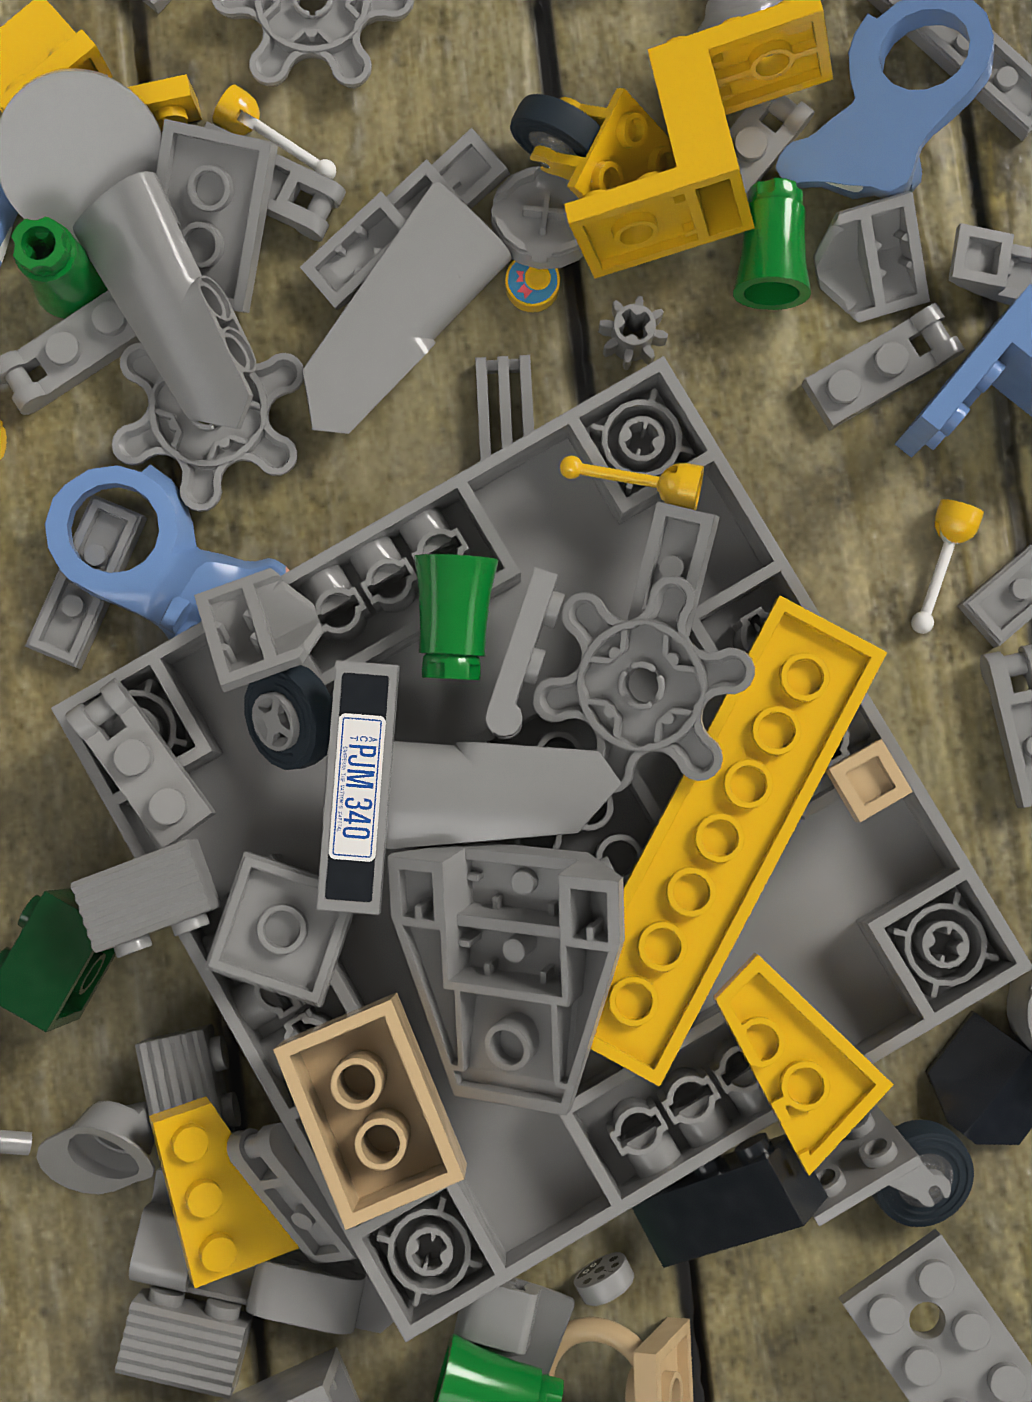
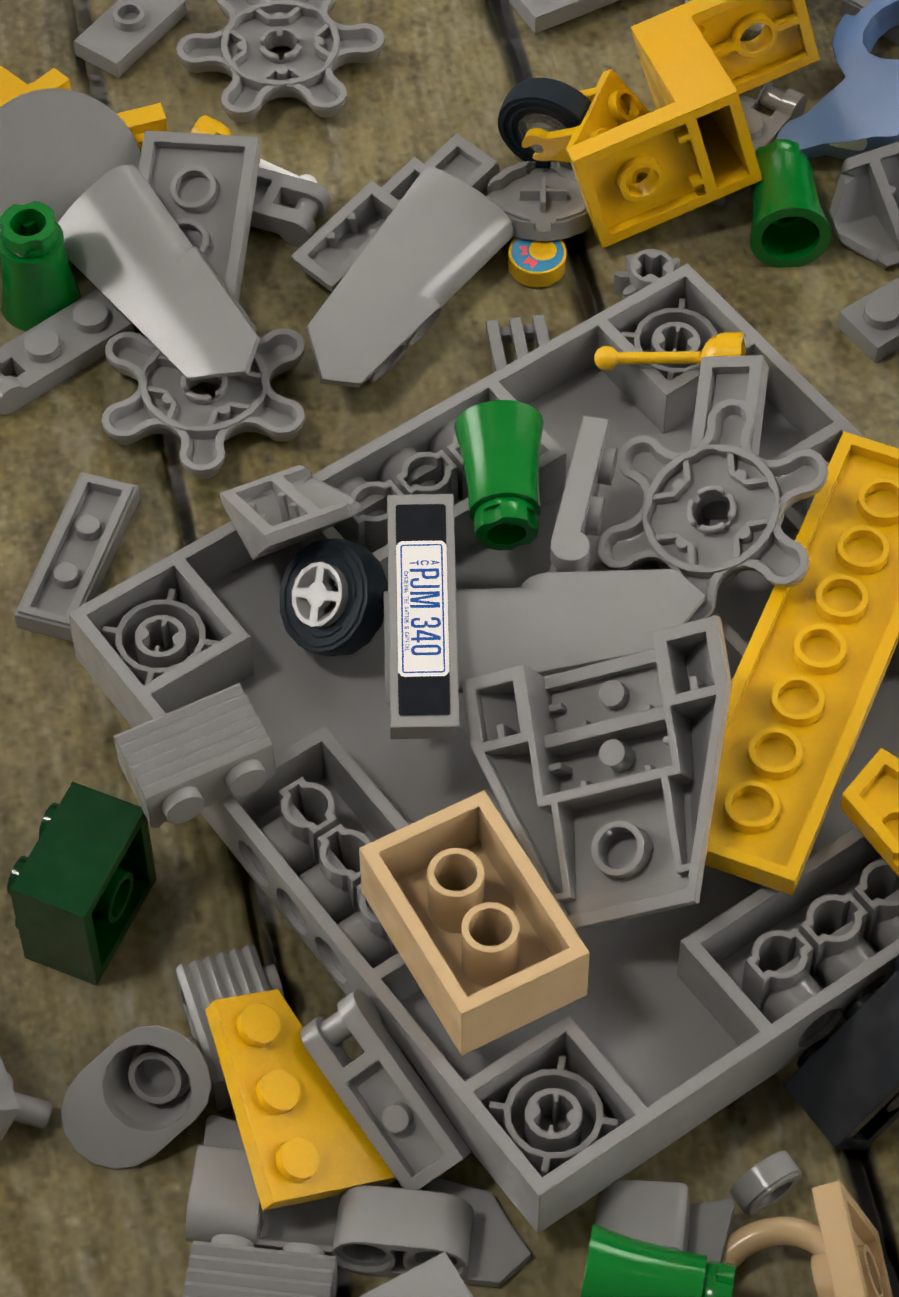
camera: 10 degrees left, 30 degrees down
(142, 765) = (170, 640): light grey plate -> none
(172, 573) = (131, 544): medium blue animal -> none
(276, 934) = (346, 778): light grey plate -> none

